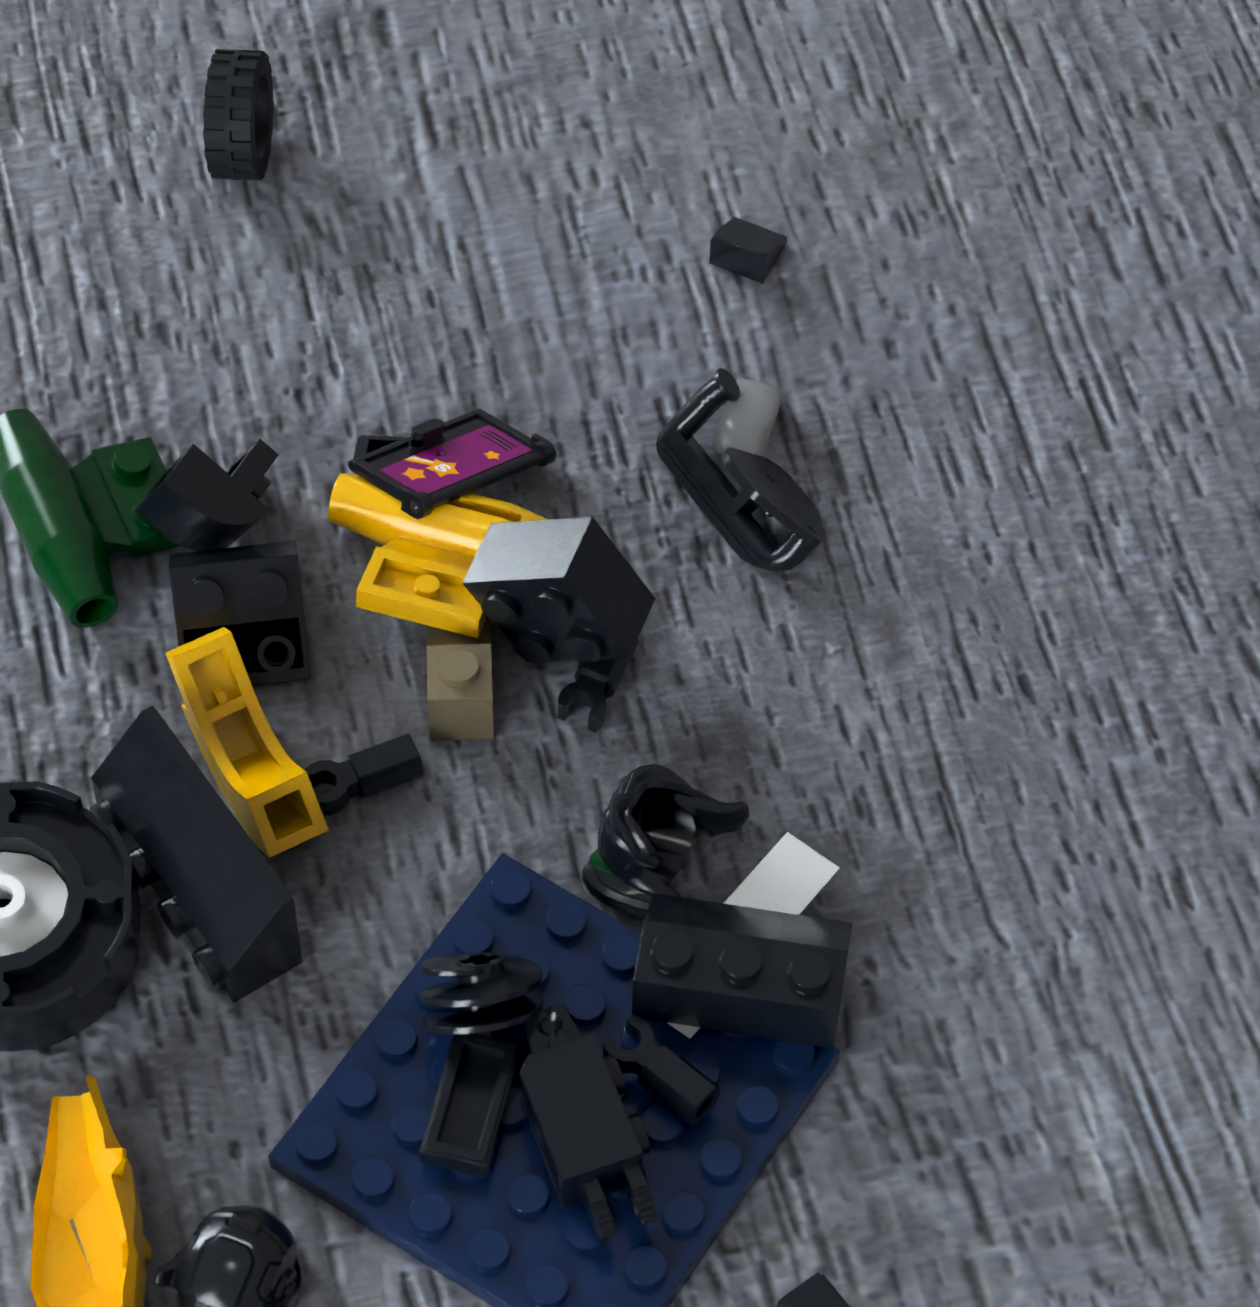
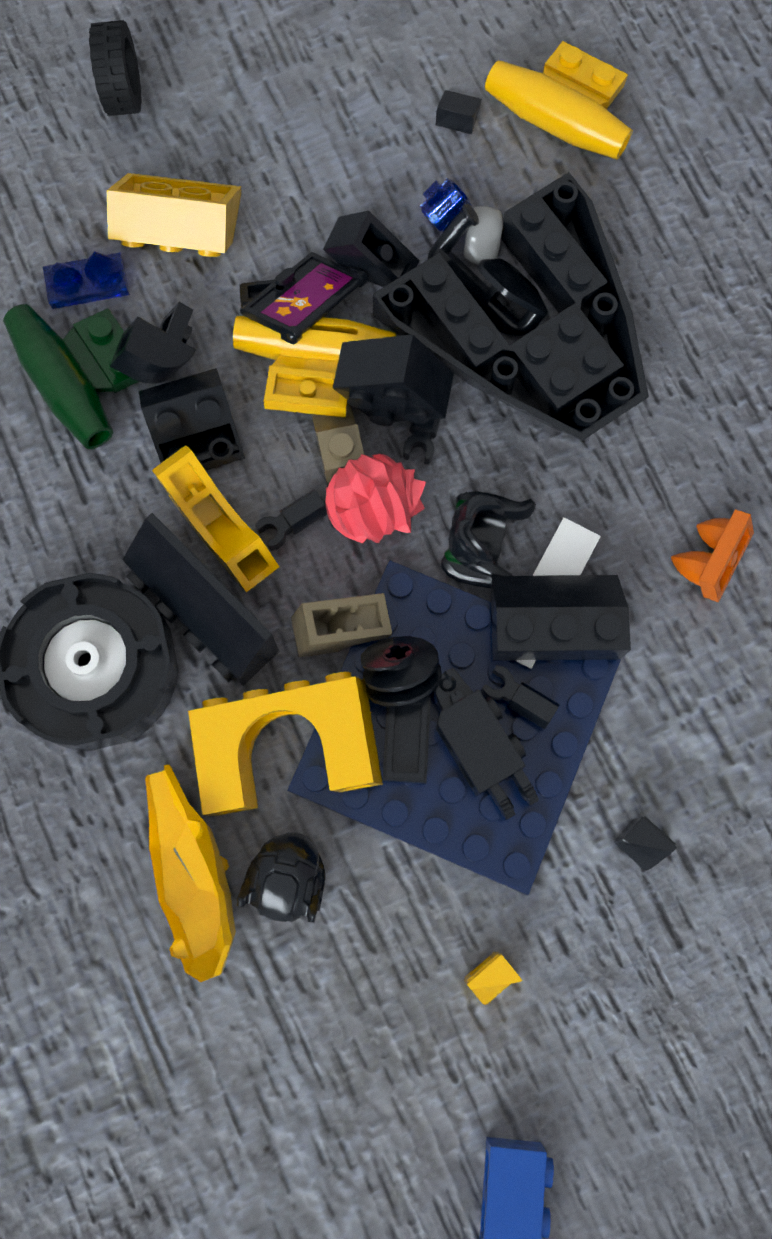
camera: 10 degrees left, 20 degrees up
(126, 396) = (86, 280): none -> clear blue tile
(199, 1046) = (227, 731): none -> yellow arch
(279, 324) = (173, 213): none -> yellow slope
(400, 921) = (340, 623): none -> dark tan arch
(494, 753) = (373, 498): none -> coral hair
(572, 413) = (370, 246): none -> black slope
(692, 364) = (443, 203): none -> clear blue gear
(826, 622) = (571, 369): none -> black piece
(916, 254) = (566, 99): none -> yellow plate
(1040, 920) = (715, 569): none -> orange tile

